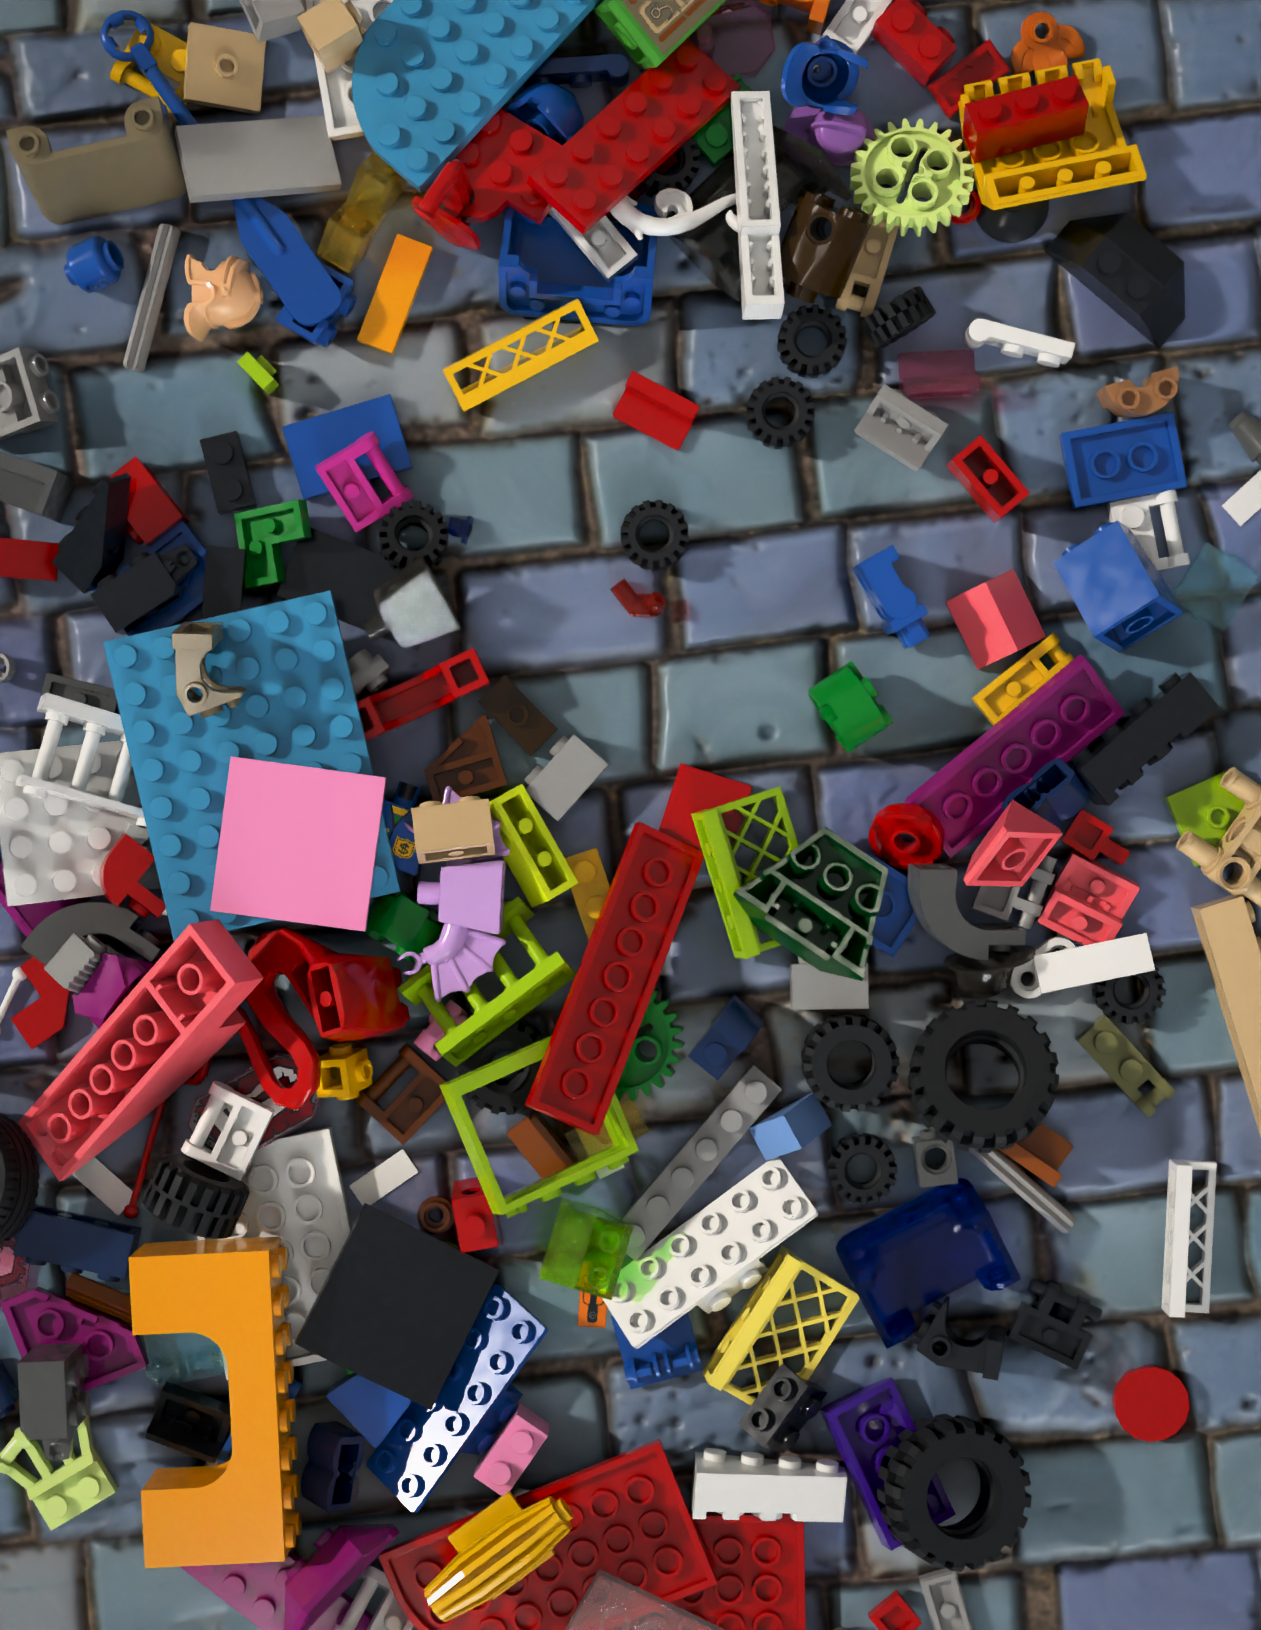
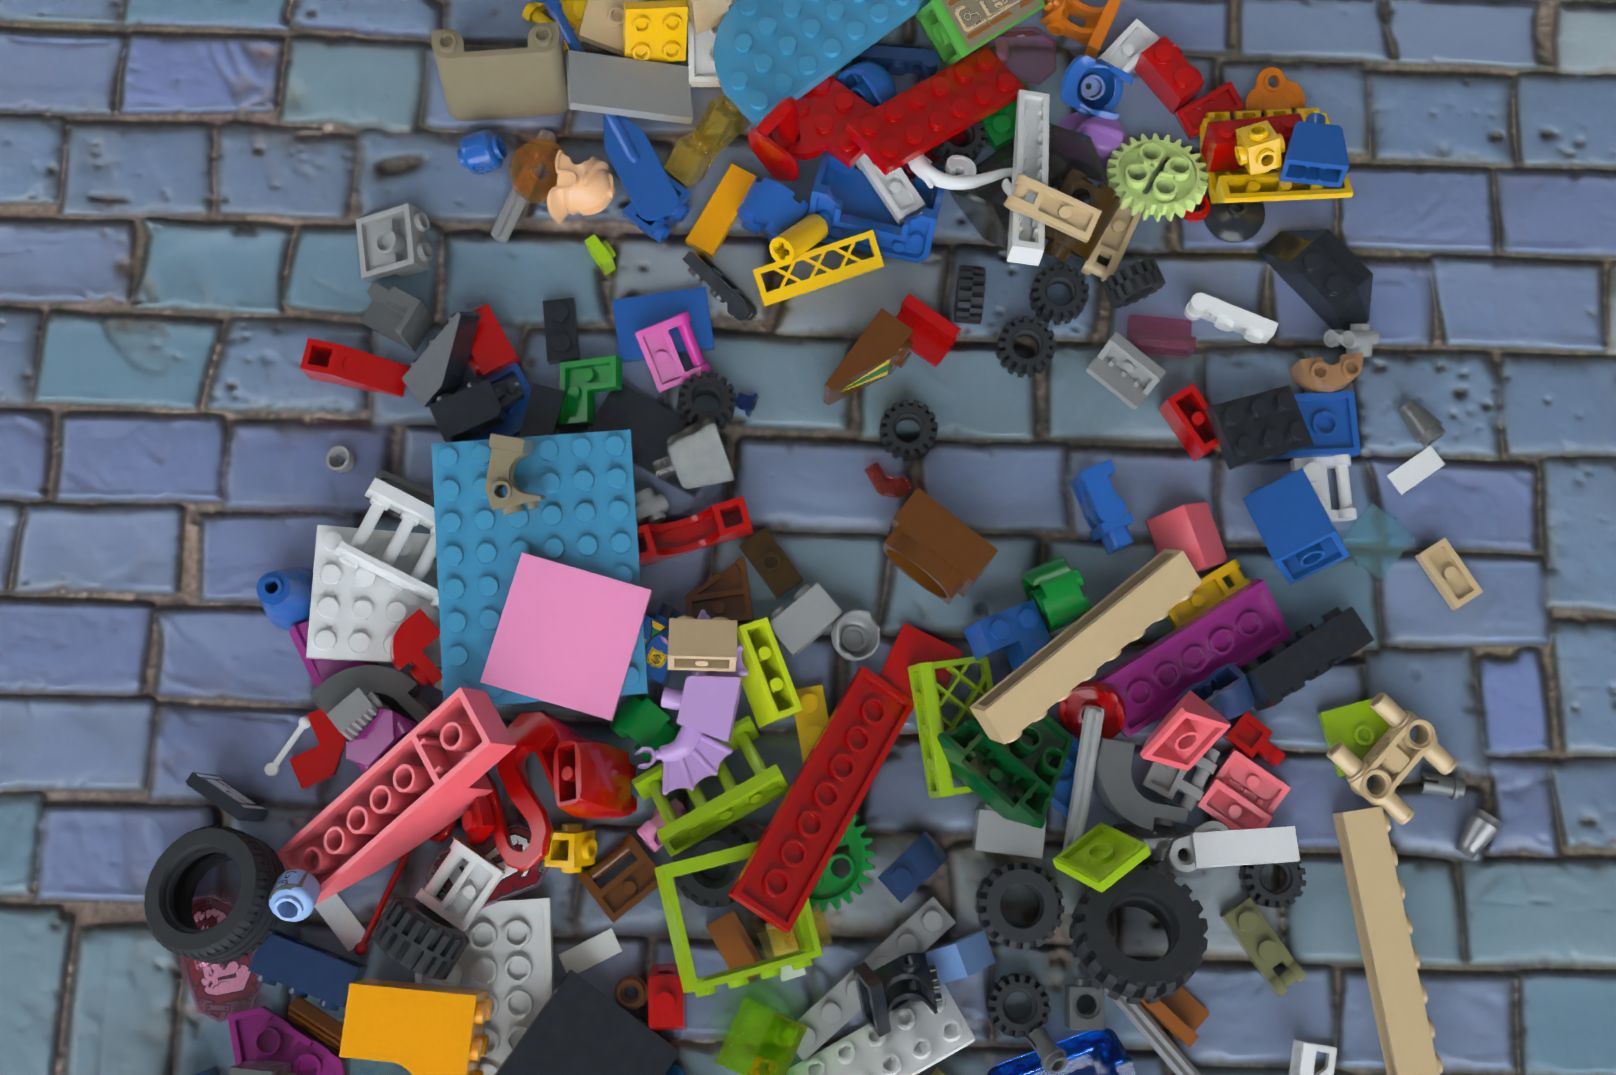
camera: 10 degrees right, 10 degrees down
(49, 1171) = (294, 895): none -> light blue head
(146, 276) = (521, 170): none -> clear orange plate
(235, 1058) = (478, 821): none -> red plate
(242, 1094) = (479, 854): none -> orange sticker
(277, 81) = (655, 30): none -> yellow plate
(408, 390) = (721, 286): none -> black hinge
(454, 290) = (770, 208): none -> blue brick
(491, 325) = (798, 239): none -> yellow piece
(602, 453) = (874, 356): none -> reddish brown slope
(626, 787) = (855, 635): none -> light grey hair
(704, 678) = (936, 548): none -> reddish brown container
(705, 360) = (969, 294): none -> black tyre
(722, 1165) = (897, 980): none -> black tile
(790, 250) = (1053, 208): none -> tan plate
(815, 760) = (1015, 631): none -> blue brick
(890, 765) = (1085, 646): none -> tan brick
(903, 1221) = (1052, 1057): none -> dark grey pin
(904, 923) = (1084, 774): none -> light grey axle
(933, 999) = (1101, 857): none -> lime plate
(1028, 134) = (1259, 148): none -> yellow brick
(1063, 476) = (1259, 427): none -> black plate
(1096, 131) = (1315, 154): none -> blue torso
(1168, 350) = (1355, 340): none -> light grey plate

